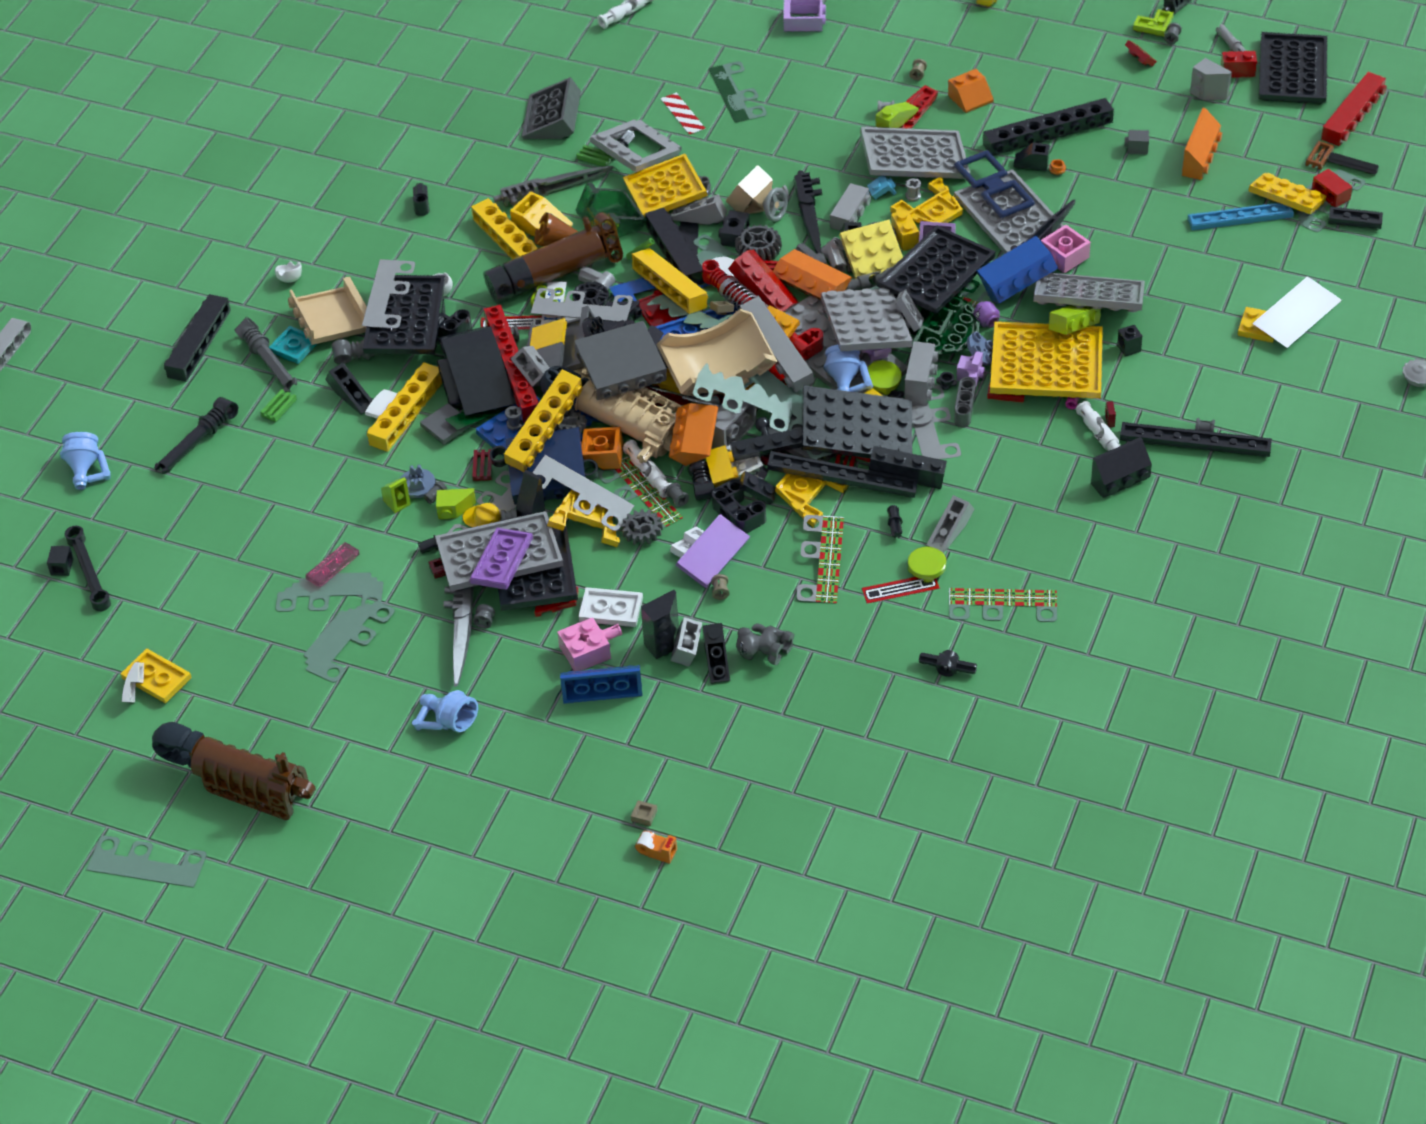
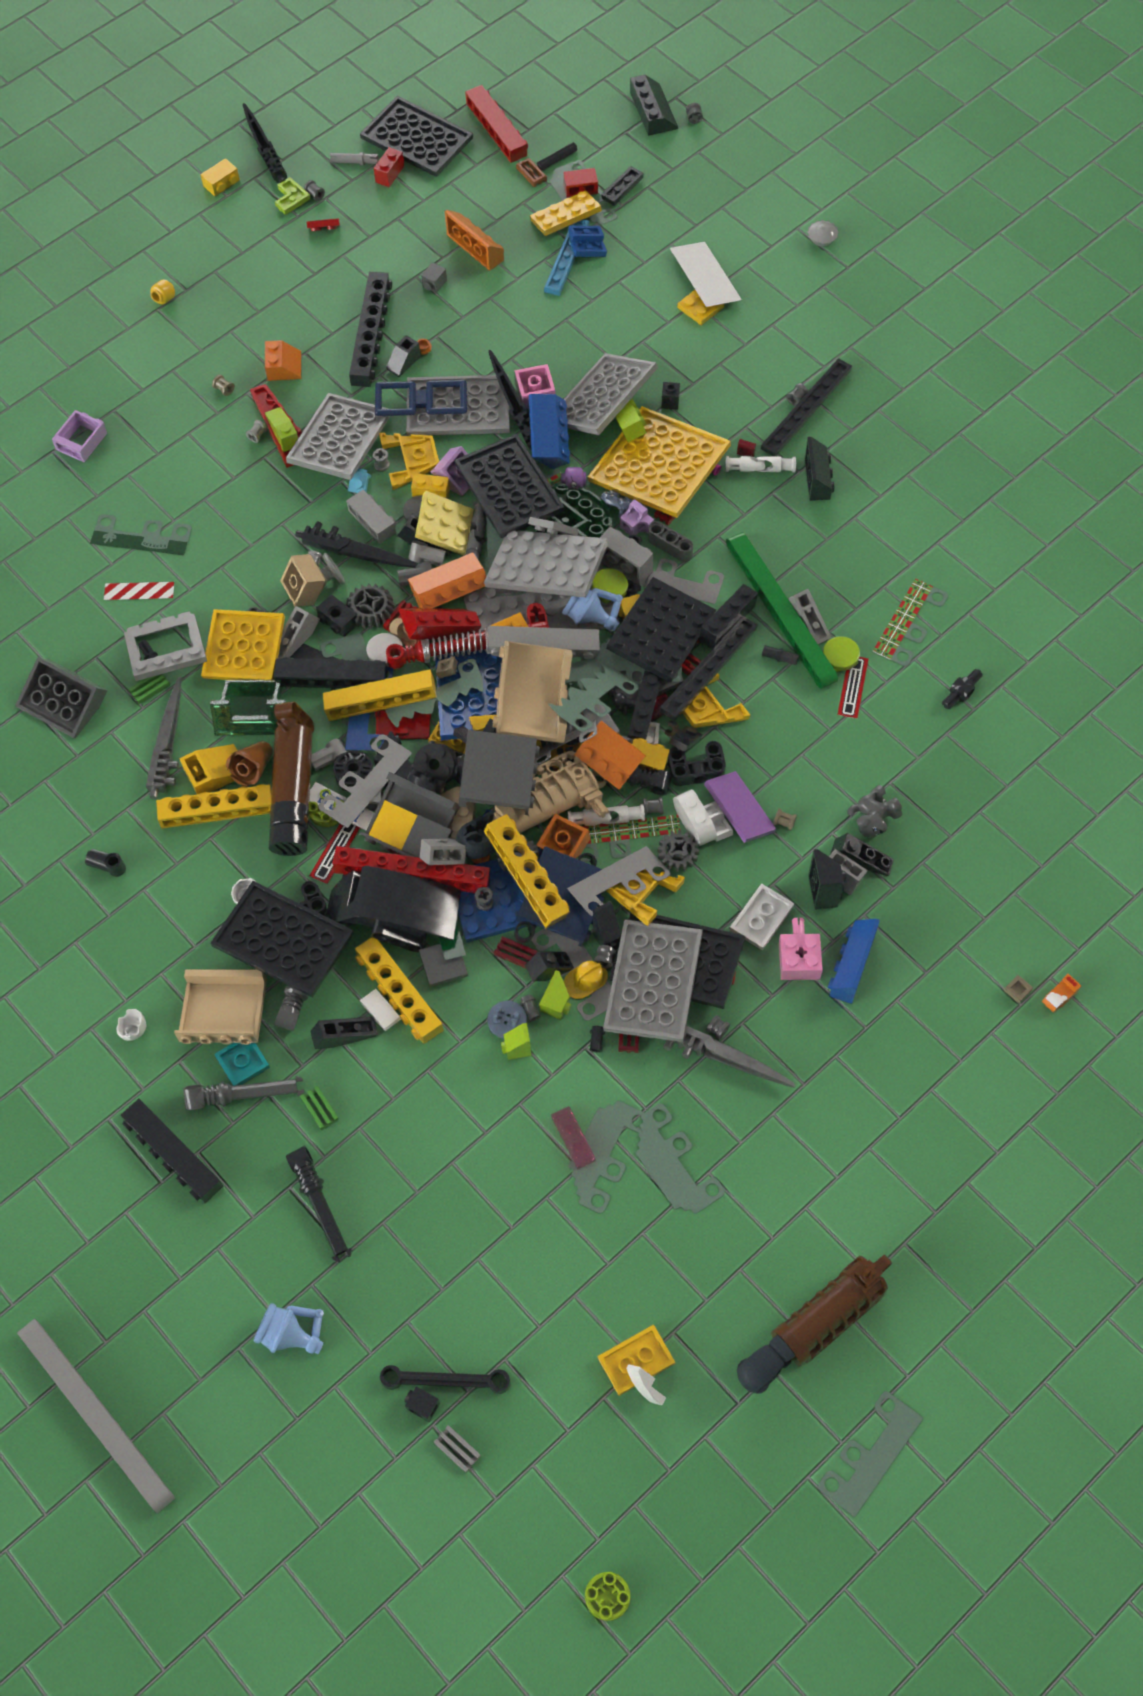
camera: 65 degrees left, 15 degrees up
(32, 597) = (443, 1436): none -> light grey tile
(381, 290) = (238, 945): light grey piece -> none
(452, 712) = (827, 1100): light blue piece -> none
(484, 488) = (545, 964): none -> black slope
(501, 558) = (673, 980): medium lavender tile -> none
(645, 245) = (316, 698): bright green piece -> none
(678, 520) = (694, 817): none -> white brick
(829, 558) = (791, 720): piece -> none
(961, 486) = (782, 610): none -> green beam
(1210, 81) = (401, 193): light grey slope -> none
(1266, 219) = (587, 241): none -> blue slope

